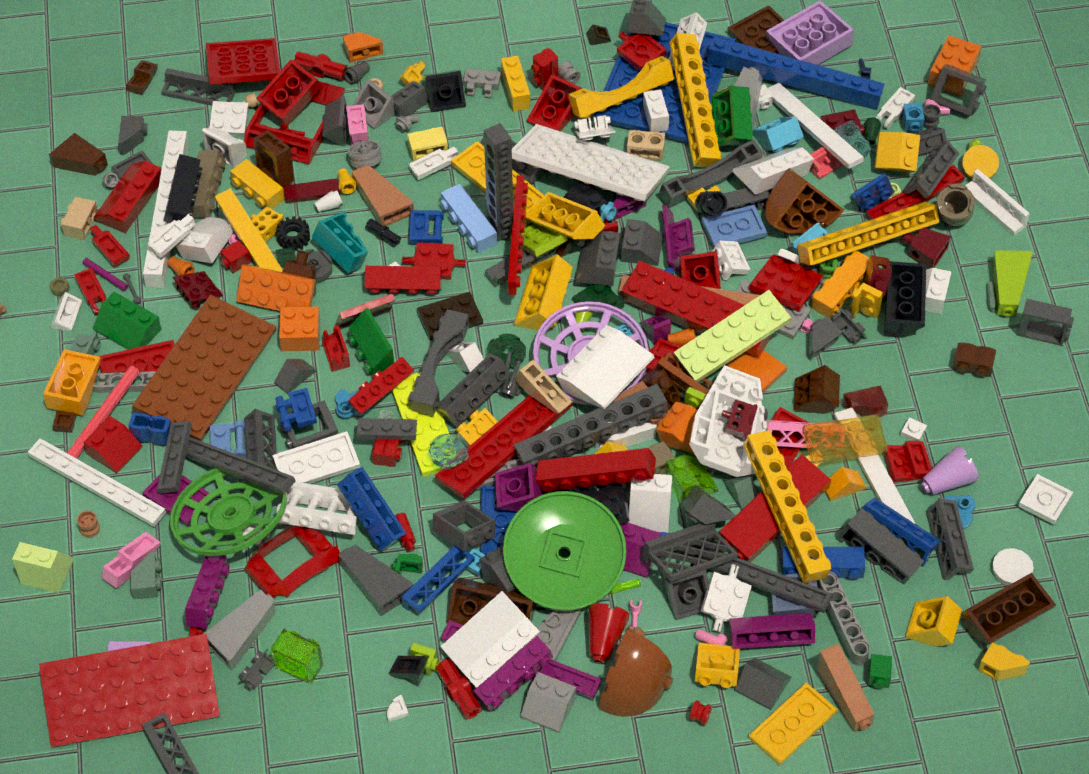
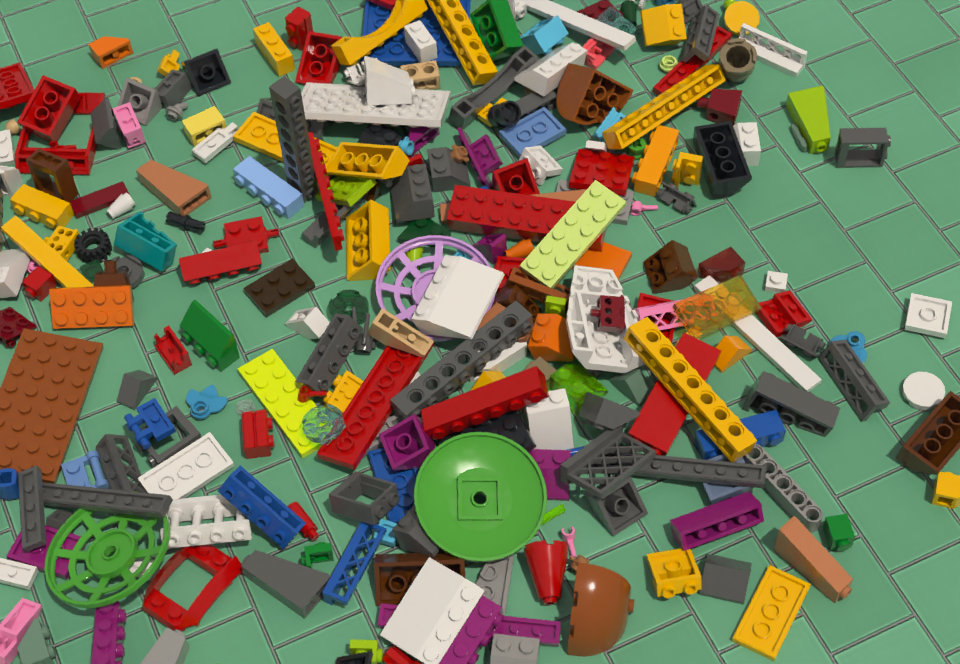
camera: 15 degrees left, 0 degrees up
(194, 472) = (57, 518): none -> dark grey plate
(299, 328) = (128, 339): orange brick -> none
(320, 65) = (75, 77): red piece -> none
(346, 182) = (133, 183): yellow cone -> none
(356, 72) = (110, 76): dark grey cone -> none
(364, 153) = (144, 150): light grey wheel -> none
(375, 306) = (202, 296): tile -> none
(380, 385) = (230, 376): red bracket -> none
(387, 429) = (251, 418): dark grey plate -> none
(420, 226) = (221, 206): blue plate -> none
(442, 419) = (305, 393): none -> red hand
(451, 331) = (288, 302): dark grey arch -> none
(481, 78) = (239, 53): light grey plate -> none
(568, 73) = (321, 26): light grey wheel -> none
(608, 145) = (386, 84): none -> white slope
(655, 231) = (459, 154): none -> medium nougat plate
(700, 712) = (675, 628): red wheel -> none
(709, 638) = (654, 546): bright pink arm -> none
(725, 597) = (658, 499): white plate -> none
(822, 335) = (655, 214): dark grey slope -> none
(873, 193) = (653, 68): blue bracket -> none
(876, 276) = (688, 142): dark red torso -> none
(903, 527) = (806, 379): blue fence -> none
(909, 486) = (796, 338): none -> dark grey hinge
(934, 621) = (871, 466): yellow slope -> none
(950, 473) = (831, 312): lavender cone -> none
(974, 359) = (808, 199): reddish brown brick -> none

